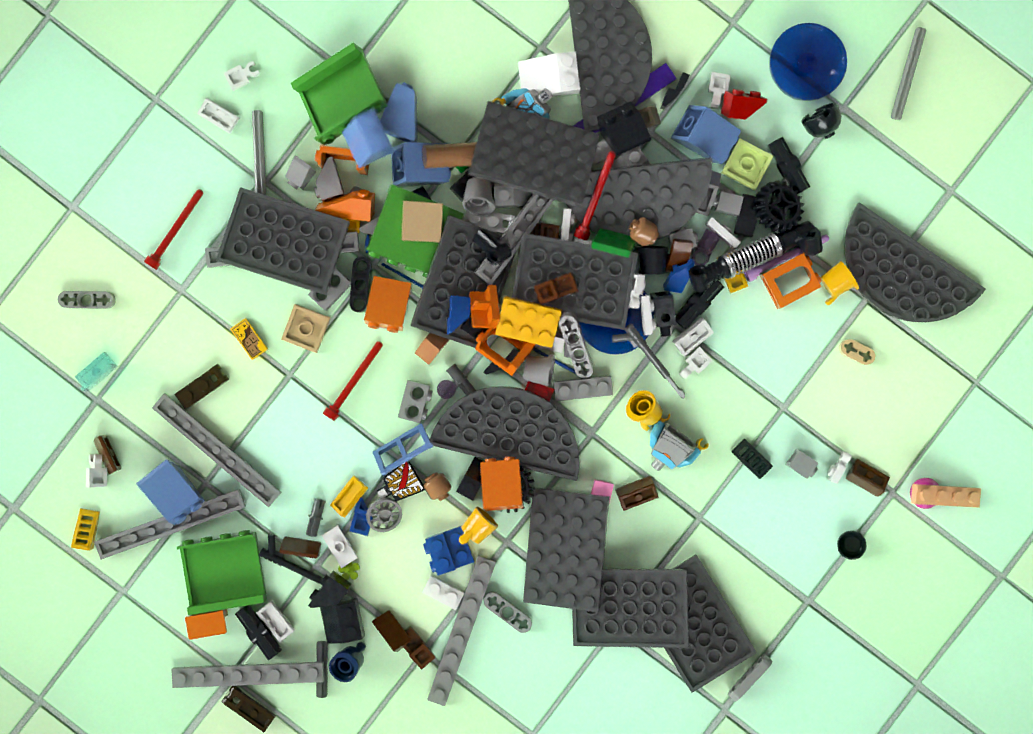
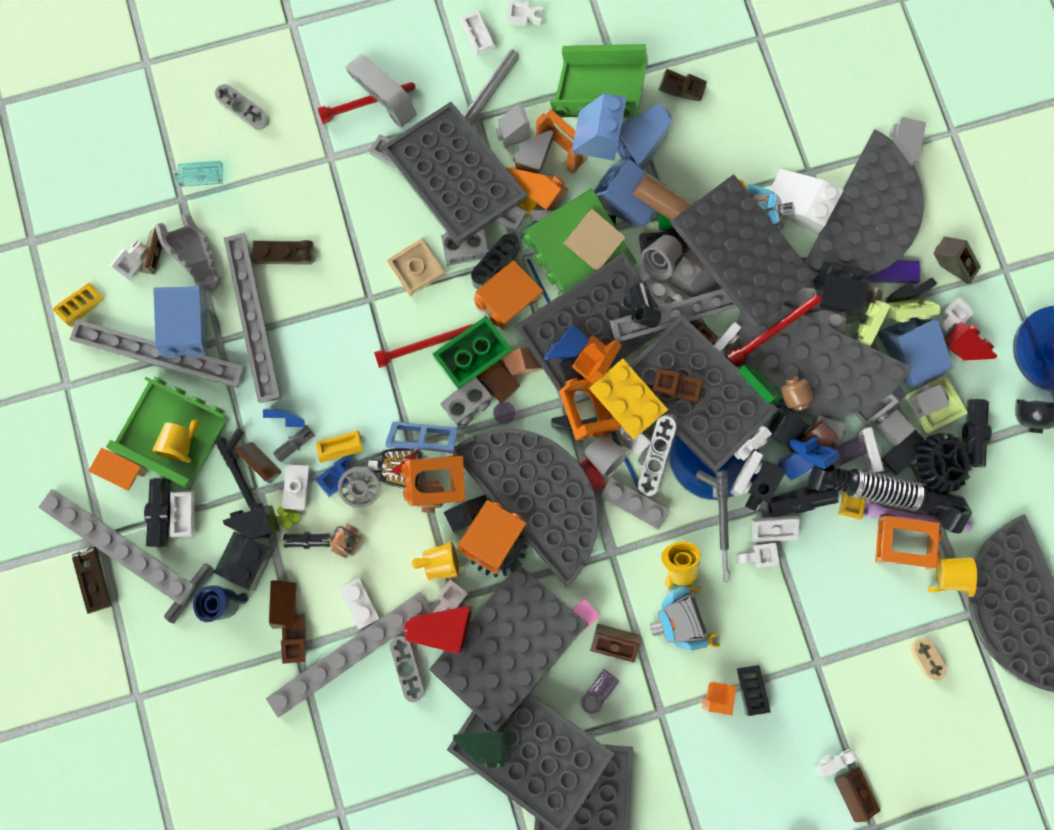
camera: 35 degrees right, 10 degrees down
(135, 433) = (191, 250): none -> light grey animal
(180, 213) = (383, 89): none -> light grey beam
(233, 575) = (175, 441): none -> yellow hat
(249, 339) = (358, 240): tile -> none
(300, 501) = (291, 418): none -> blue slope
(375, 576) = (306, 540): none -> black pin
(394, 365) = (471, 352): none -> green slope
(400, 47) = (681, 86): none -> dark brown slope
(402, 557) = (345, 540): none -> medium nougat head
(414, 476) = (457, 484): none -> orange panel
(423, 370) = (498, 382): none -> reddish brown slope
(447, 551) = (393, 566): blue plate -> none
(460, 379) = (524, 411): dark grey axle -> none
(502, 543) = (450, 596): none -> white plate
(512, 571) = (440, 629): none -> red slope
(599, 627) = (486, 747): none -> clear green slope
(648, 532) = (600, 690): none -> clear purple piece
(662, 144) = (875, 315): none -> yellowish green plate
(682, 108) = (911, 308): none -> yellowish green plate
(685, 266) = (814, 453): none -> blue slope
(692, 42) = (957, 258): none -> dark brown slope
(732, 482) = (720, 698): none -> orange panel
(740, 168) = (929, 400): none -> light grey brick
(802, 464) = (801, 732): light grey brick -> none

